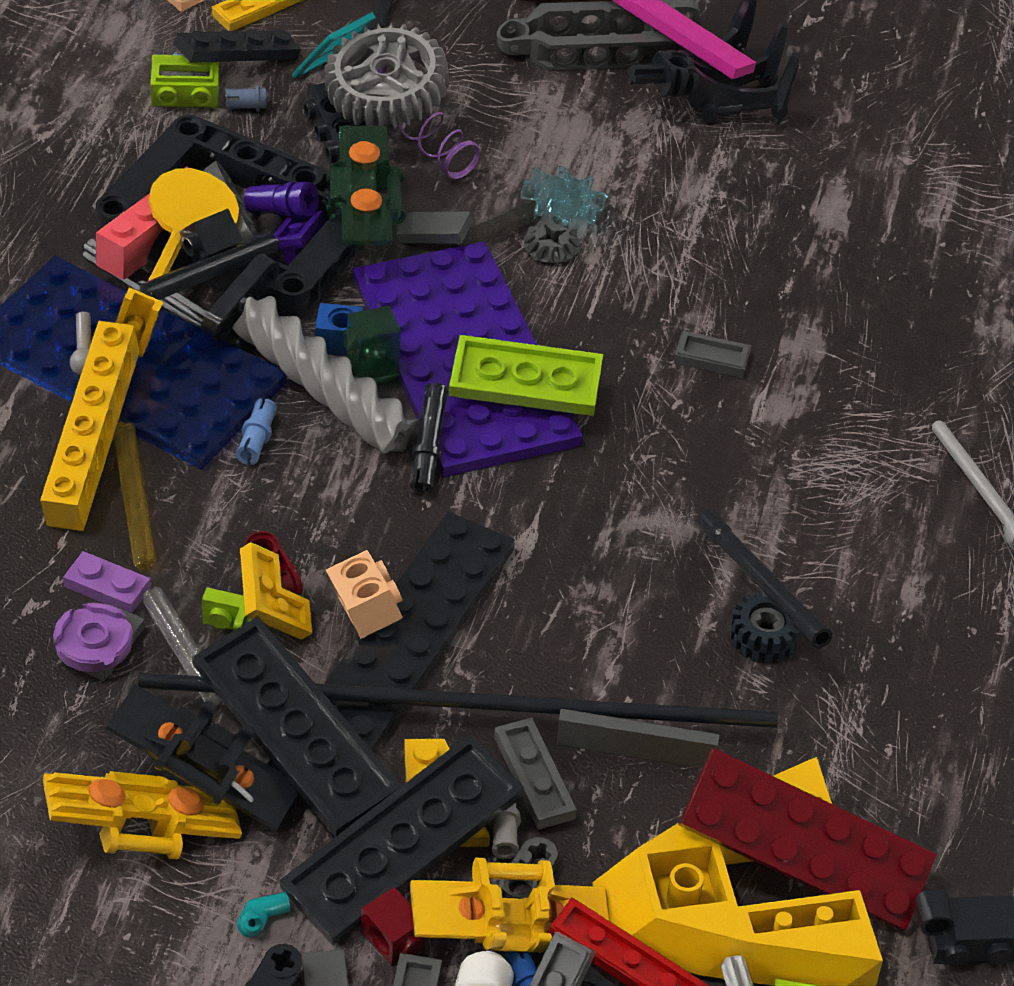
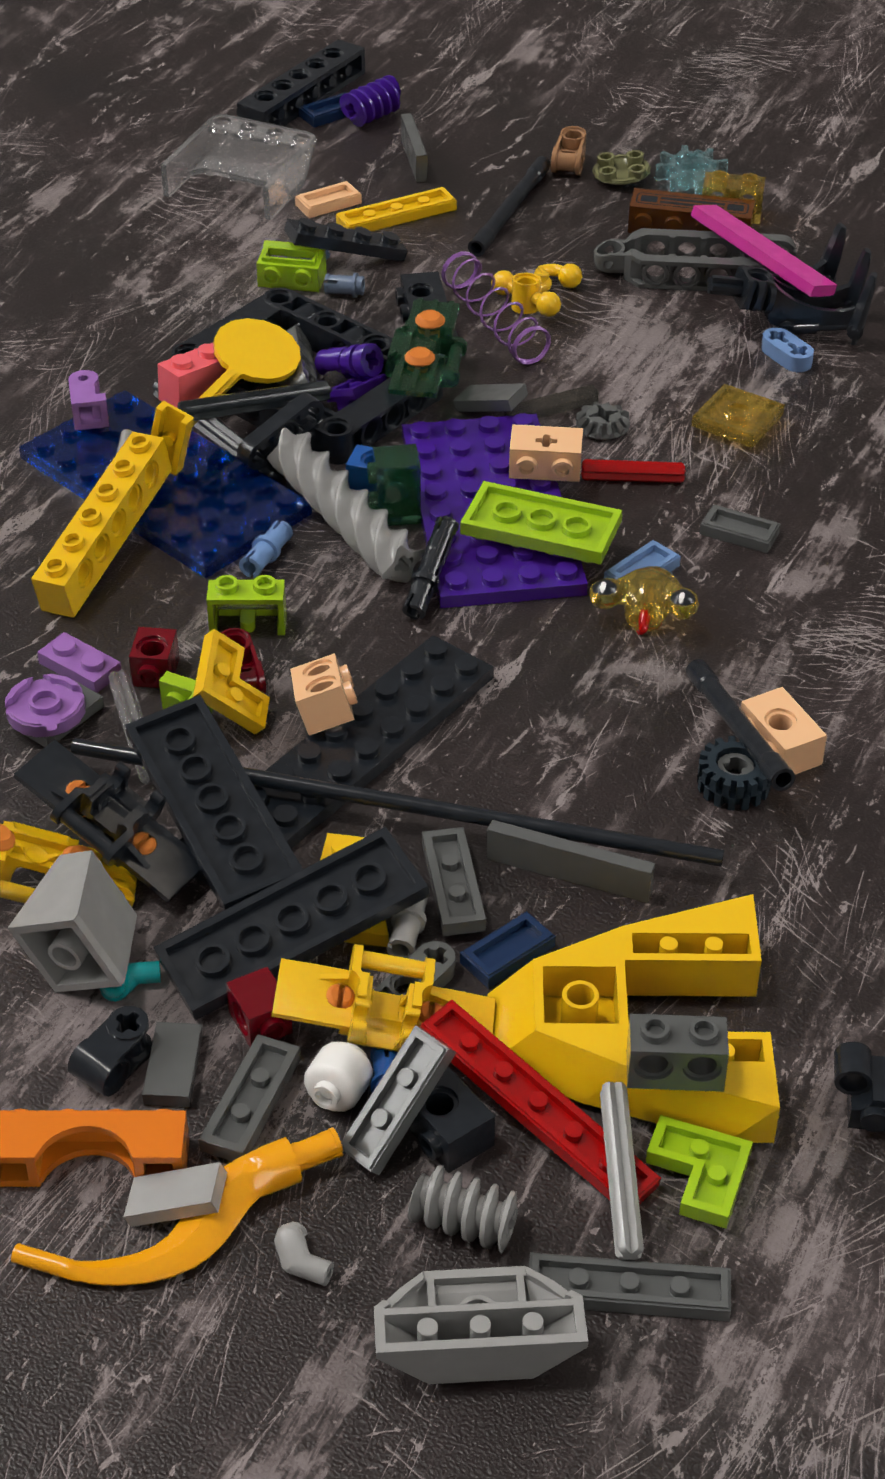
camera: 15 degrees right, 5 degrees down
(26, 284) = (87, 402): none -> medium lavender leg
(134, 496) = (130, 592): clear yellow axle -> none
(183, 570) = (152, 655): none -> dark red brick
(208, 872) = (77, 925): none -> light grey slope
(210, 235) = (261, 371): black brick -> none
(258, 493) = (248, 600): none -> lime window
(320, 54) = (448, 241): teal window -> none
(388, 98) = (447, 274): light grey gear -> none
(464, 104) = (533, 289): none -> yellow piece
(512, 294) = (545, 453): none -> light nougat brick
(563, 195) = (623, 382): clear light blue gear -> none
(595, 298) = (633, 471): none -> red axle
(599, 835) = (507, 949): none -> dark blue tile
(628, 411) = (649, 555): none -> medium blue tile
(645, 445) = (646, 597): none -> clear yellow head
(684, 222) = (738, 415): none -> clear yellow plate
(715, 136) = (787, 349): none -> medium blue beam
(789, 924) = (677, 1052): none -> dark grey brick
(805, 575) = (787, 729): none -> light nougat brick
(806, 838) = (723, 972): dark red plate -> none

